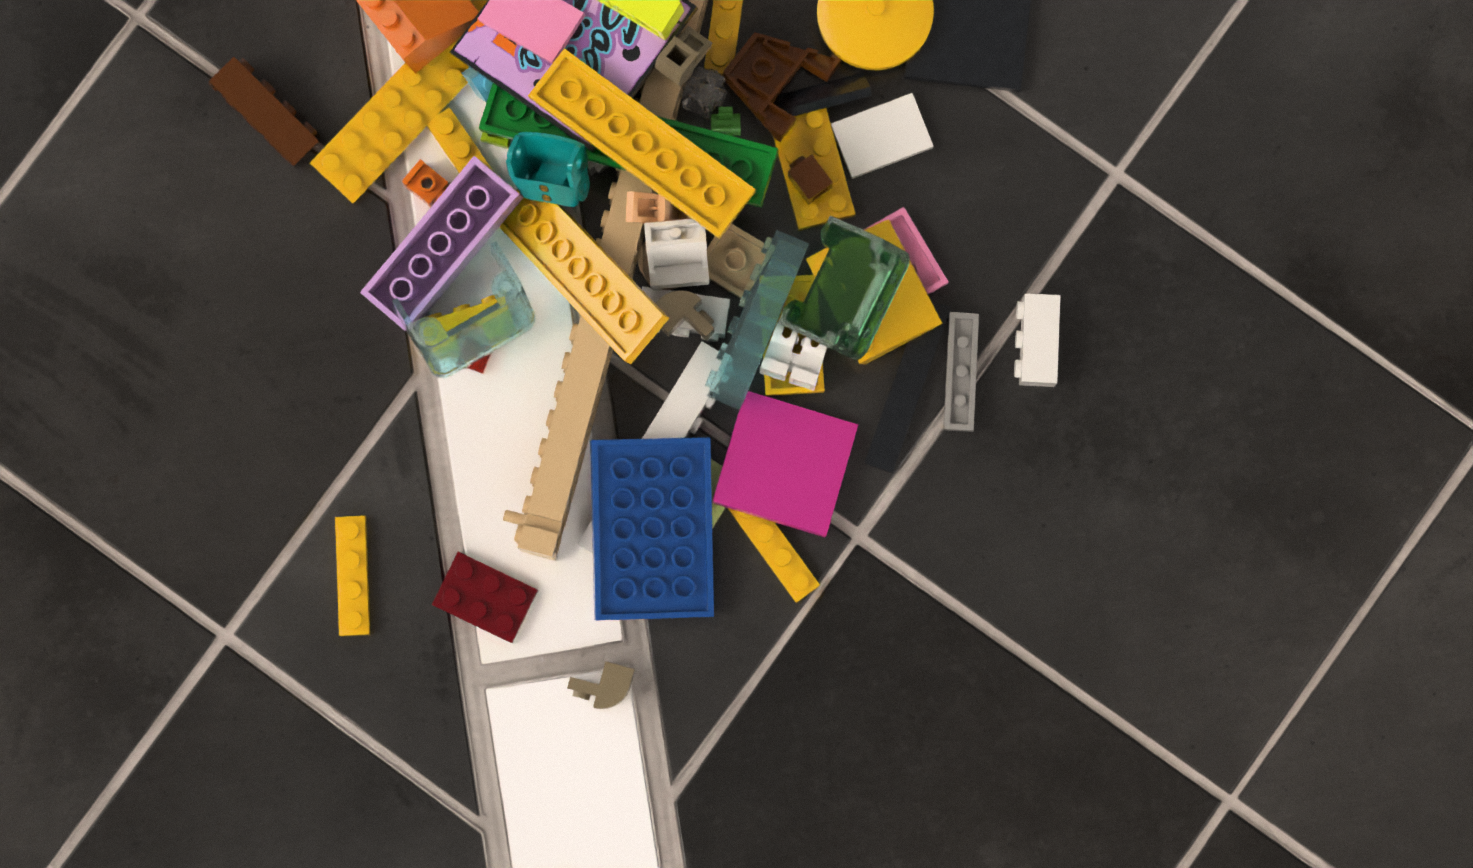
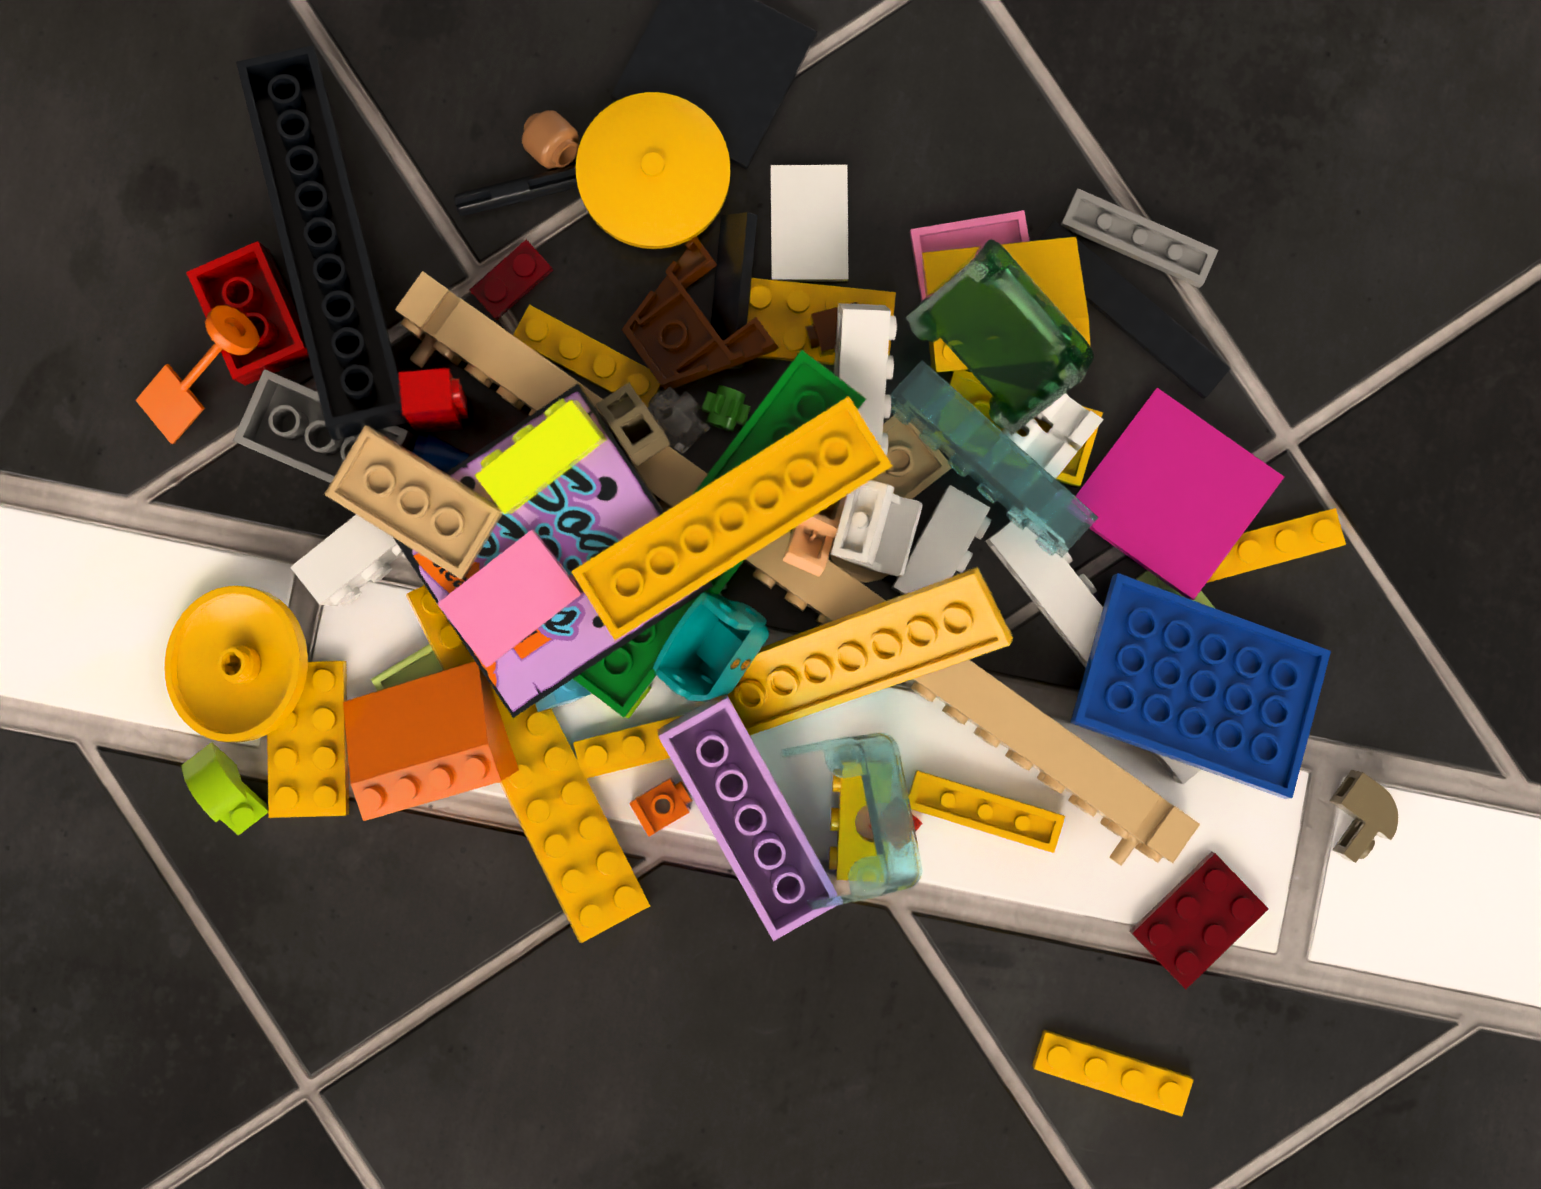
camera: 75 degrees left, 5 degrees up
(263, 110) = (493, 977): reddish brown wedge -> none
(507, 413) = (985, 811): none -> yellow plate
(682, 307) = (941, 547): dark tan brick -> none
(782, 203) = (864, 360): none -> white brick
(1038, 340) = (1136, 129): white brick -> none

